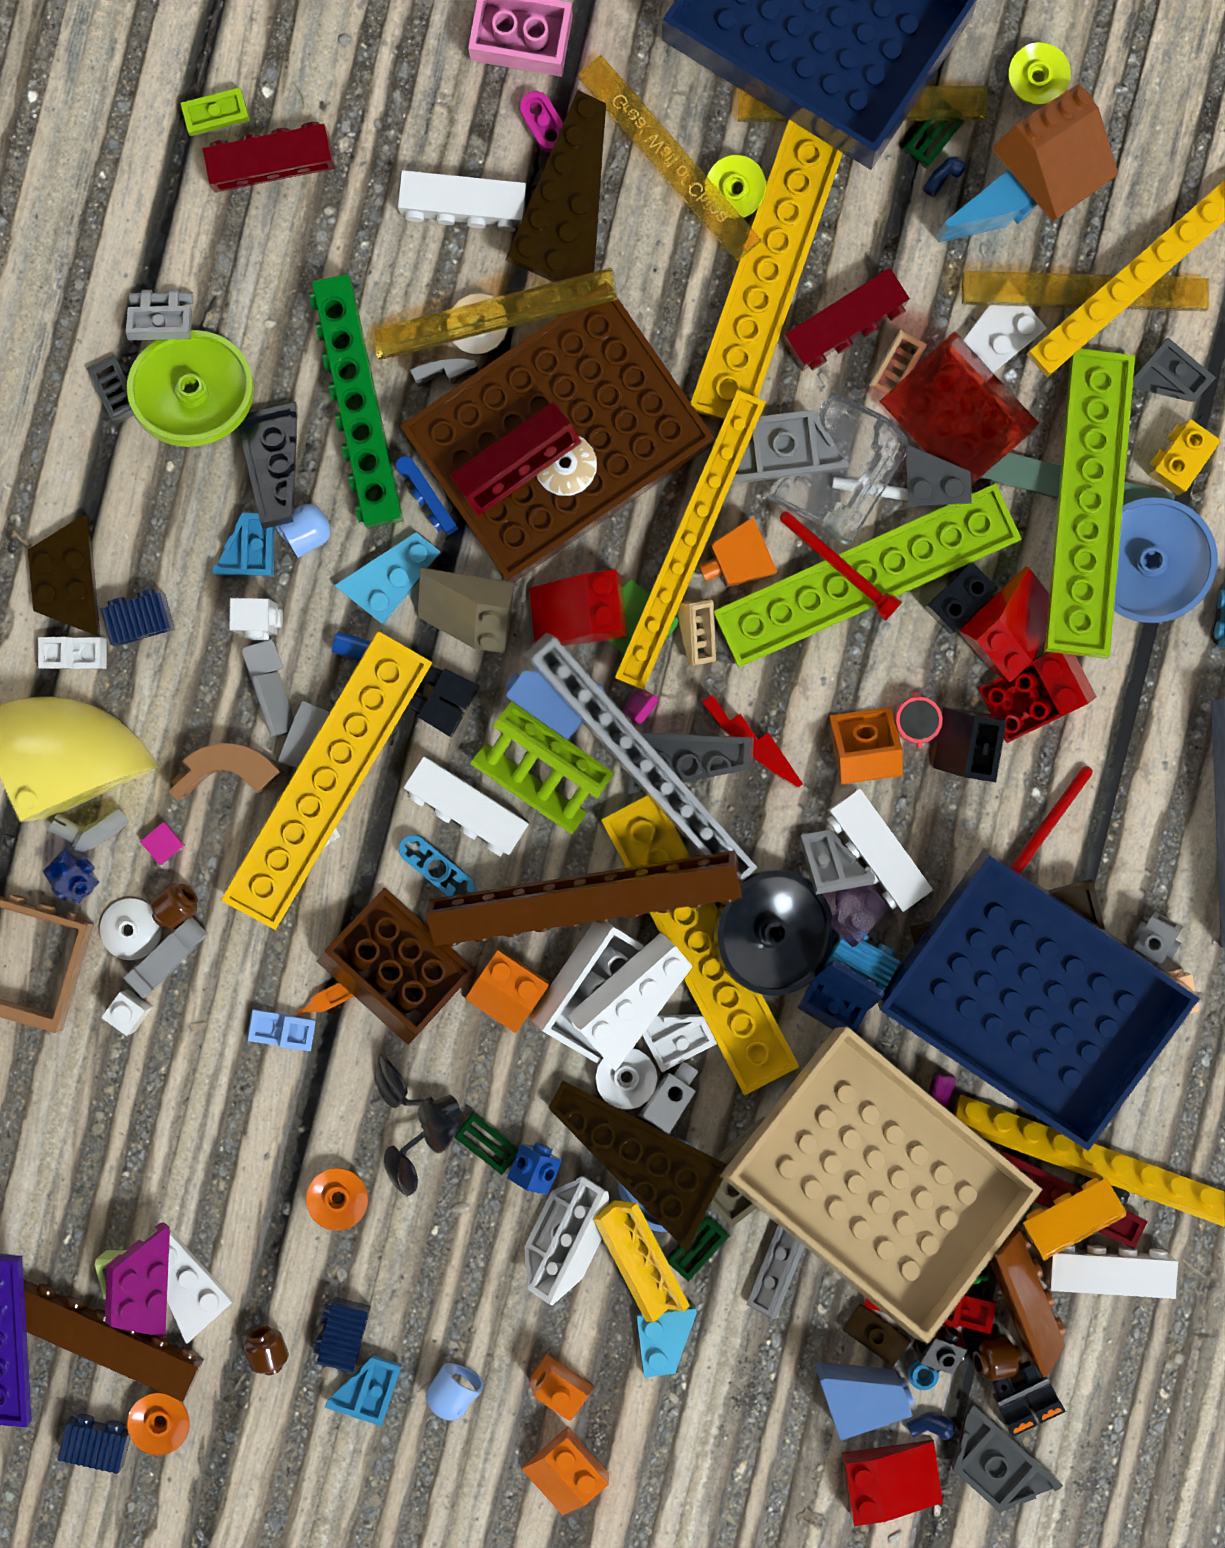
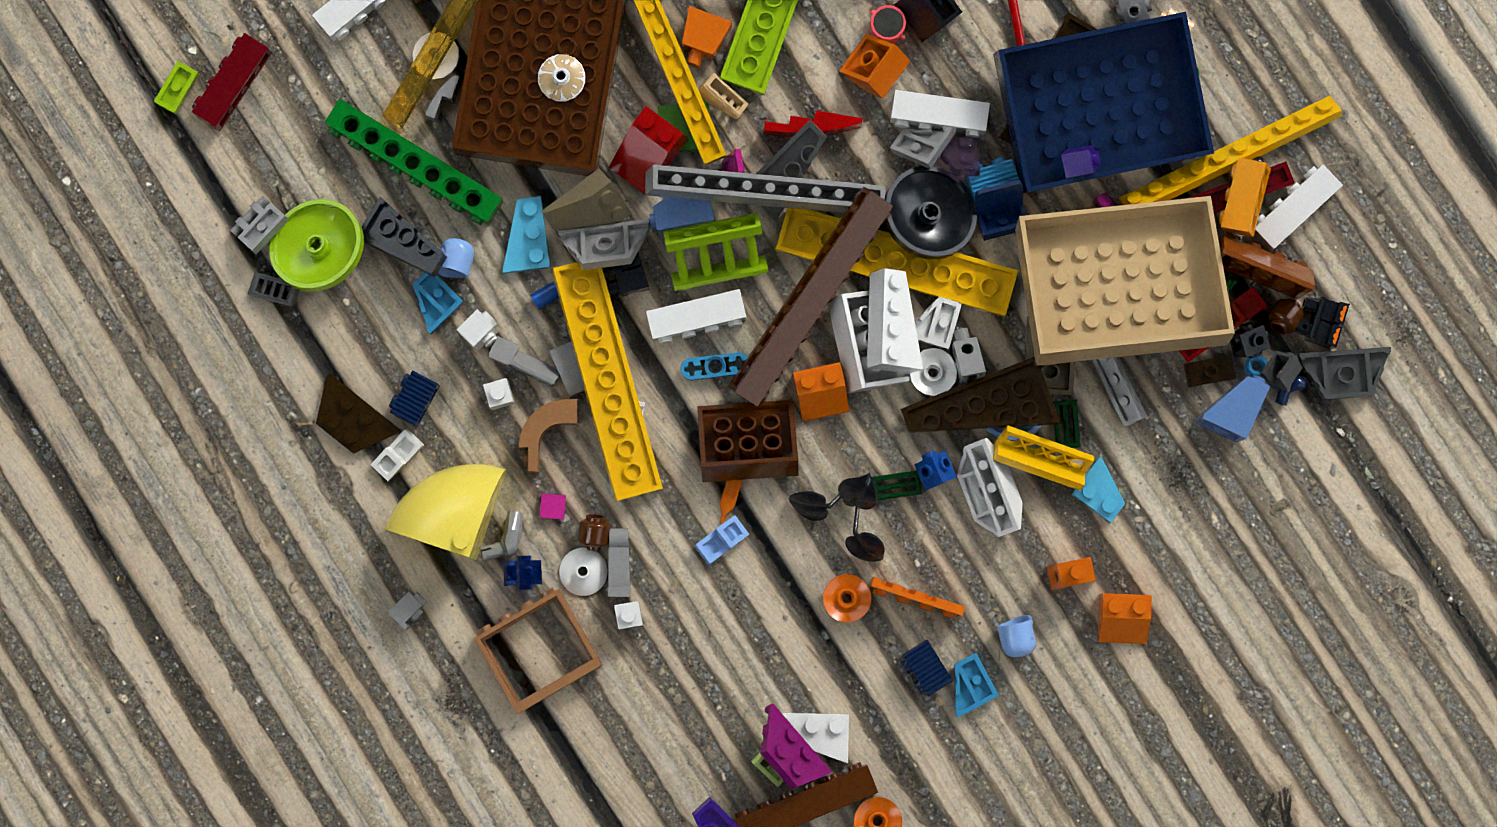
camera: 50 degrees left, 5 degrees down
(216, 693) = (499, 394): none -> white brick
(266, 1350) = (894, 720): reddish brown head -> none
(398, 1262) = (905, 596): none -> orange wing
(425, 494) = (502, 173): blue plate -> none
(449, 658) = (605, 244): none -> light grey wing
(516, 458) = (533, 99): dark red brick -> none
(891, 1481) = (1299, 440): red slope -> none
(941, 1405) = (1281, 370): none -> dark grey window
(958, 1031) = (1080, 161): none -> dark purple brick

